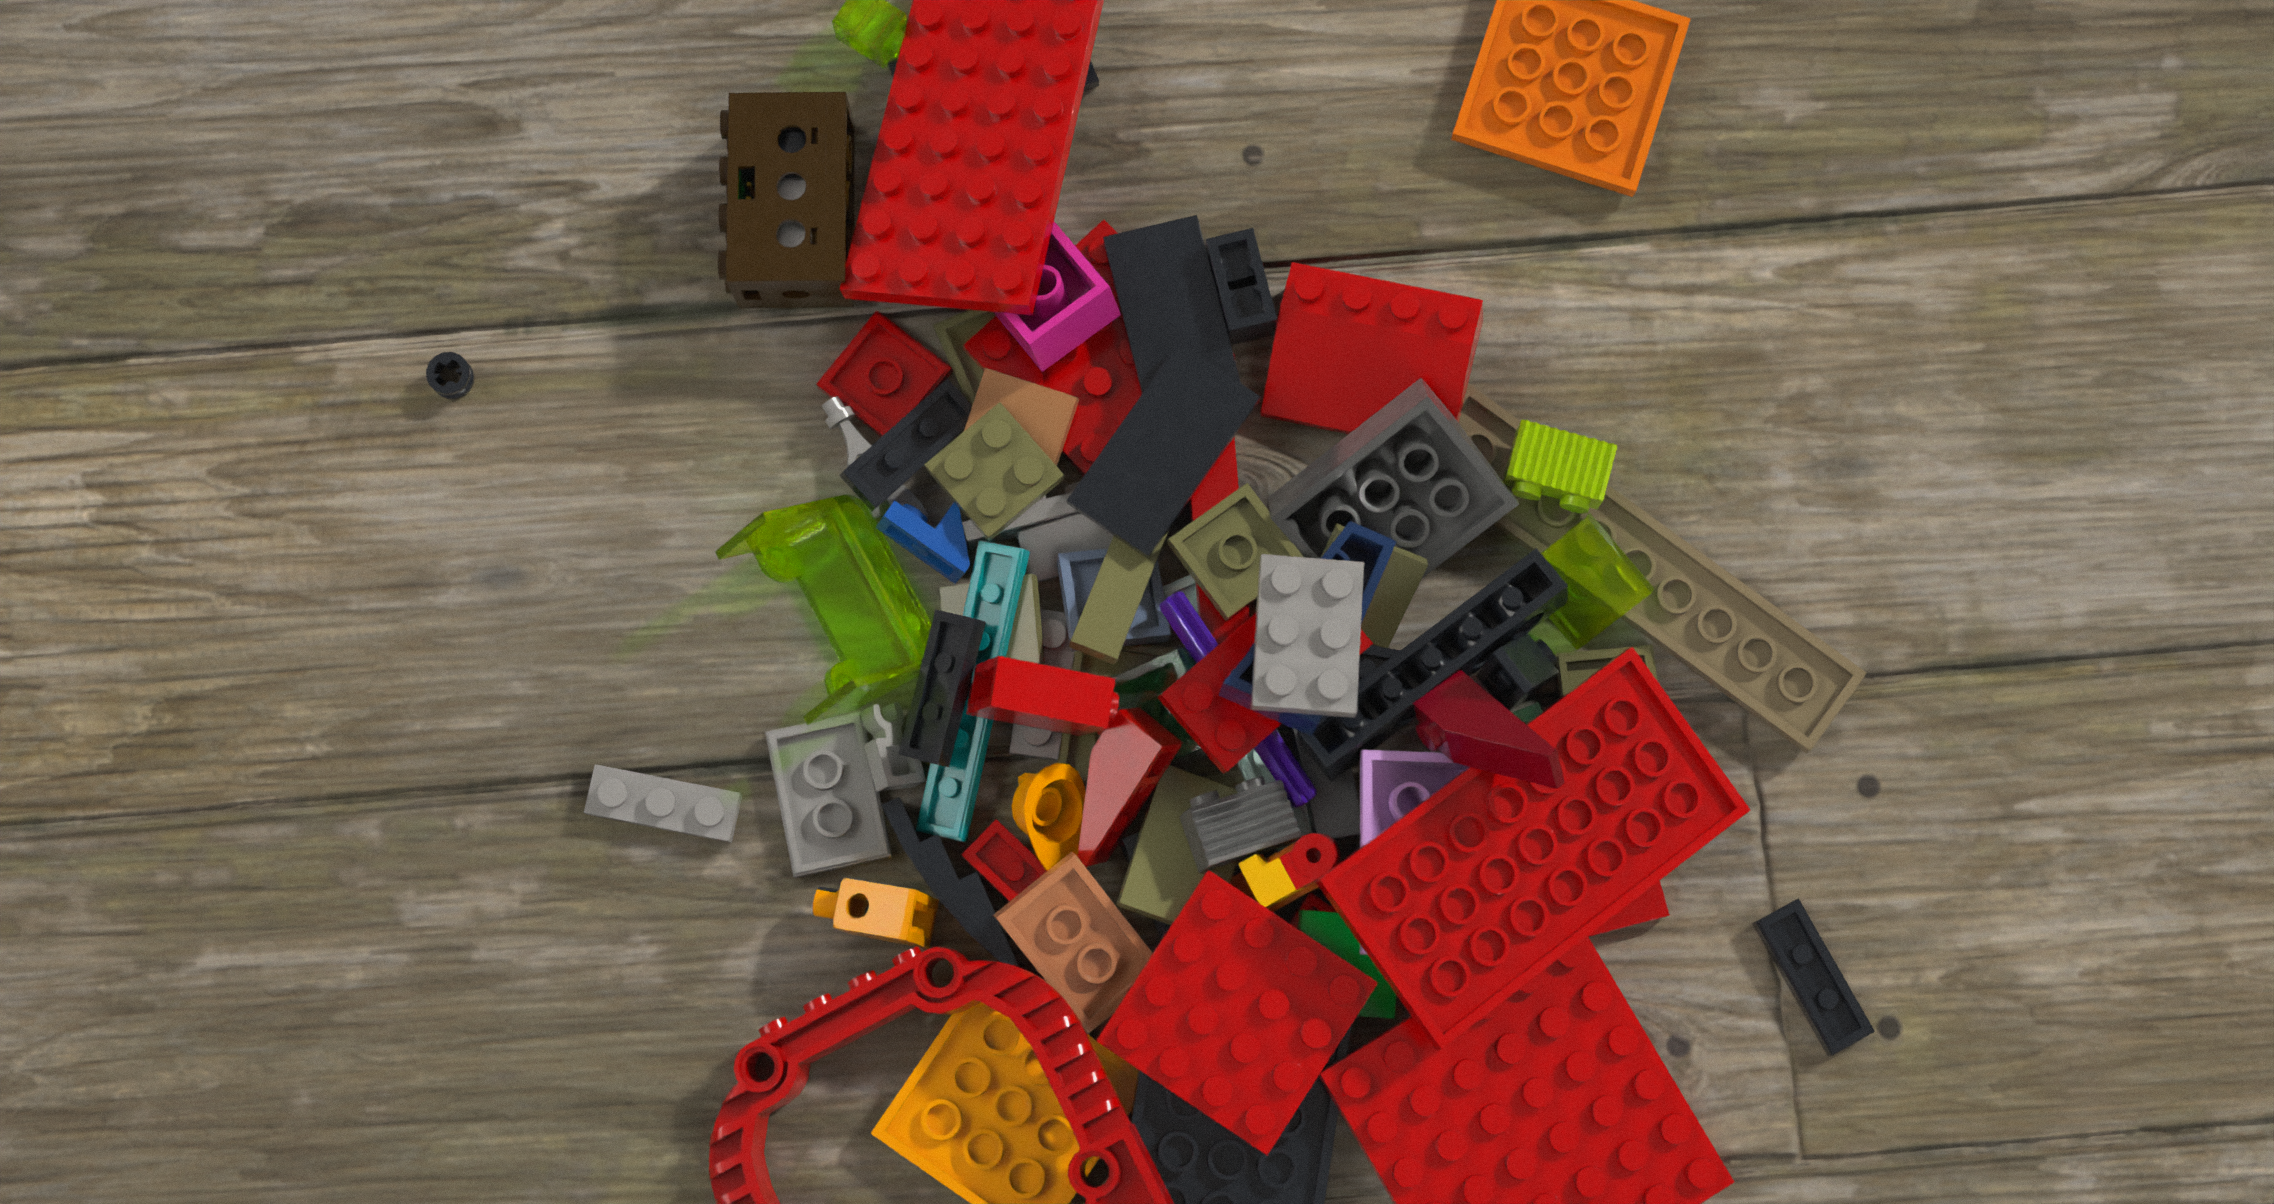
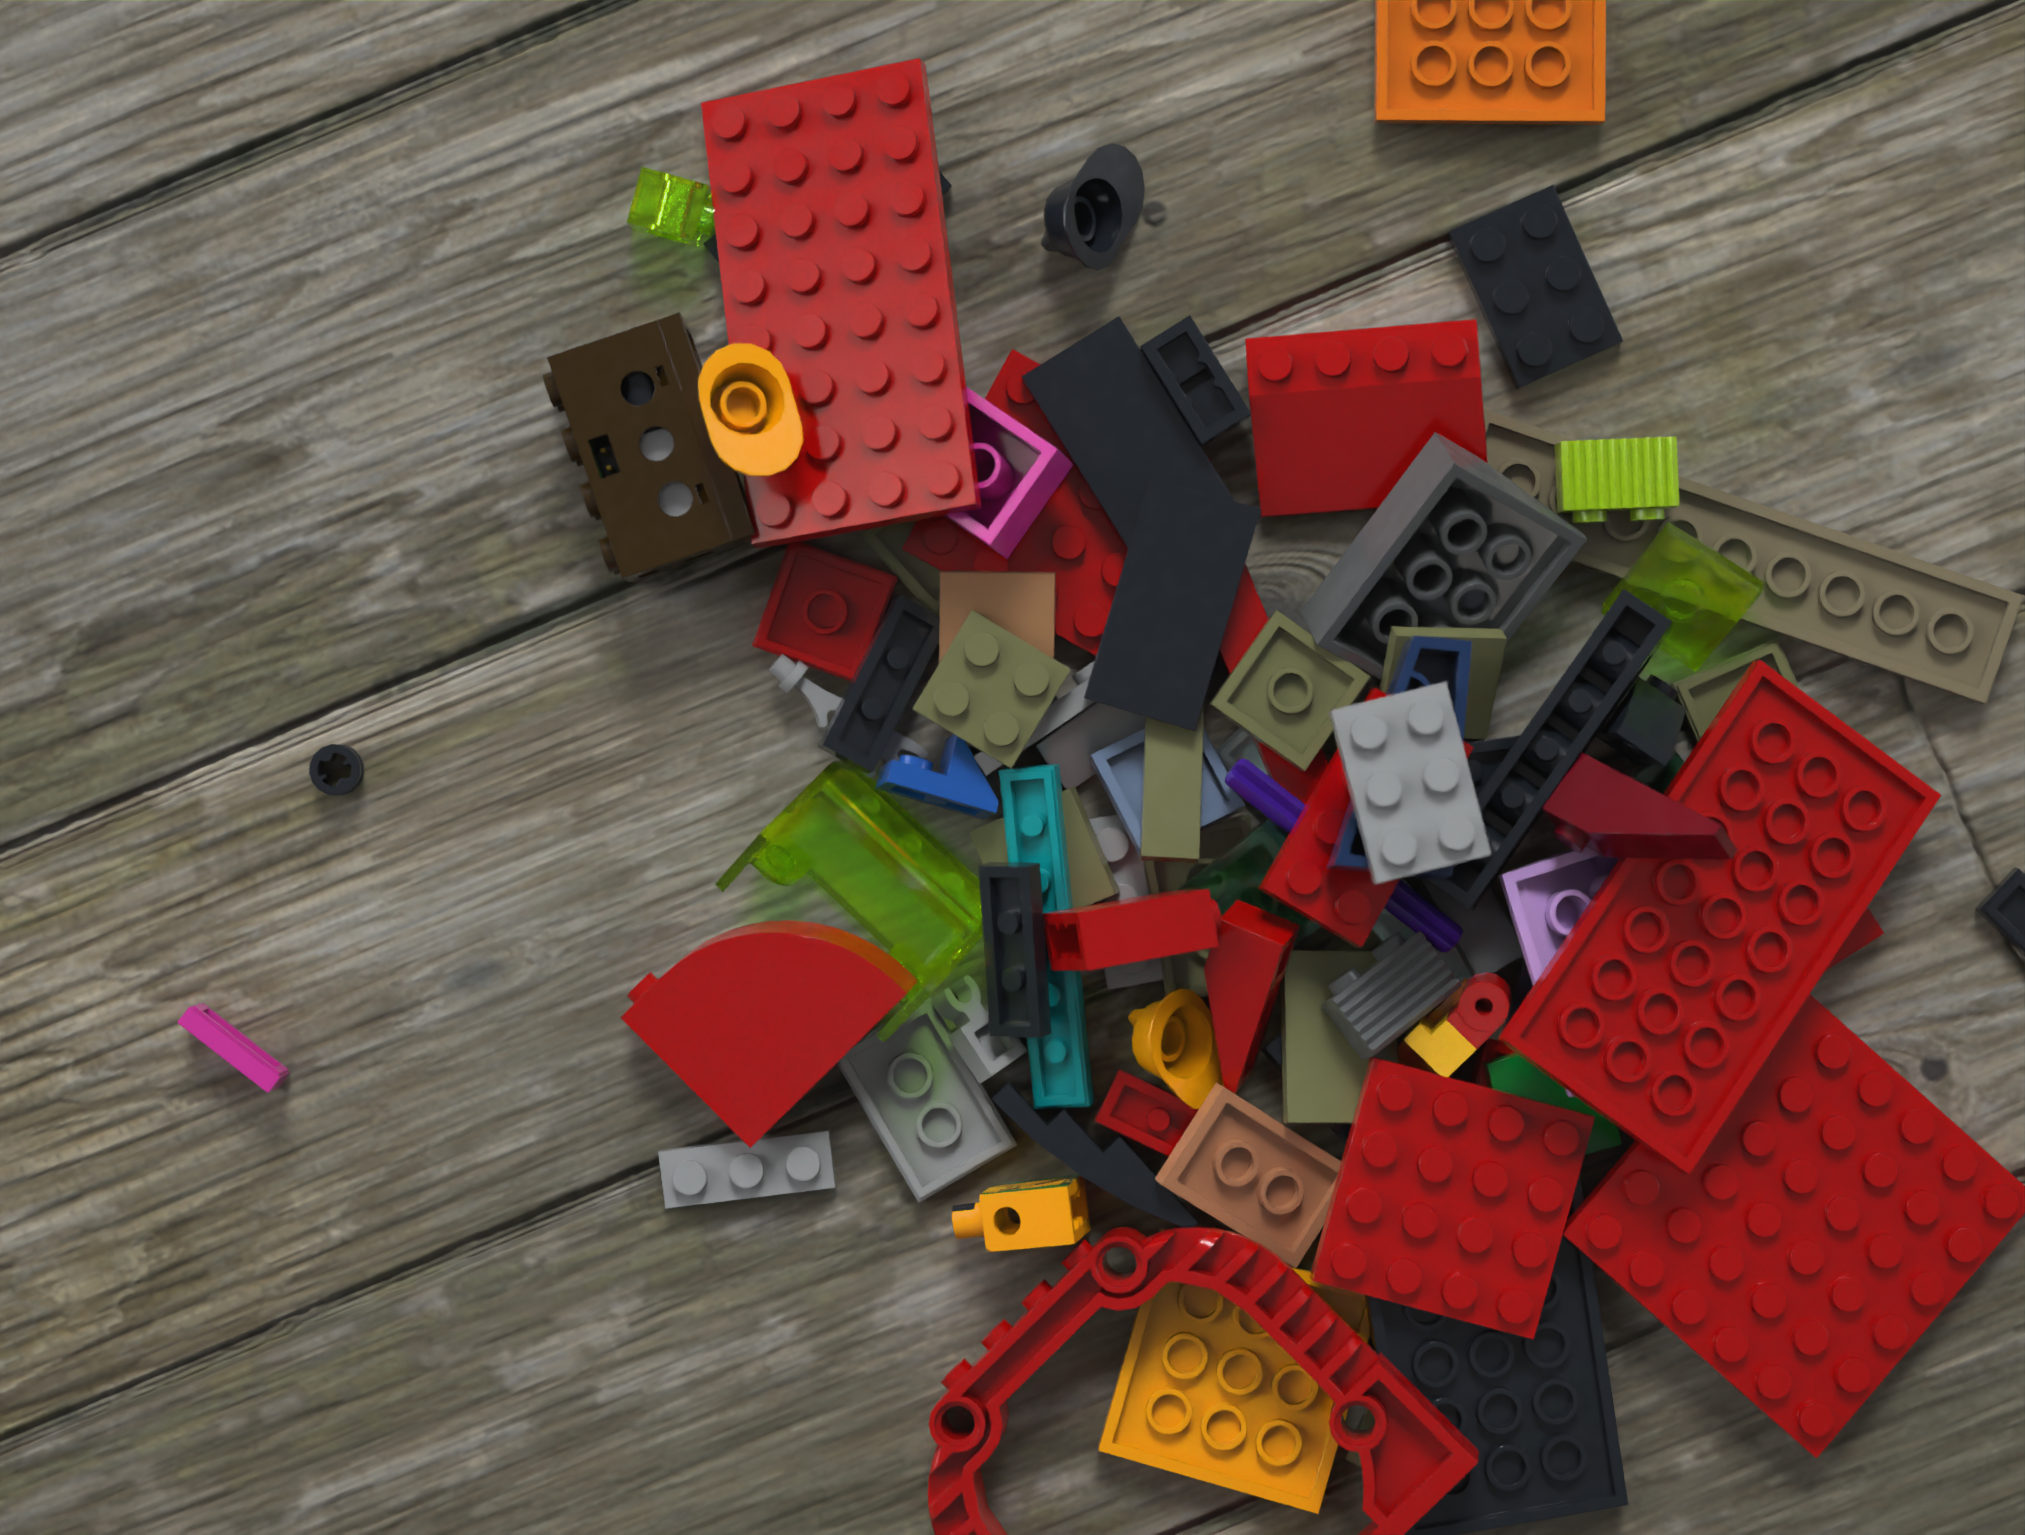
camera: 15 degrees left, 10 degrees up
(283, 566) = (234, 1047): none -> dark pink tile
(718, 677) = (765, 1014): none -> red brick
(872, 176) = (750, 410): none -> light orange piece
(1207, 129) = (1096, 208): none -> black piece
(1539, 305) = (1534, 287): none -> black plate

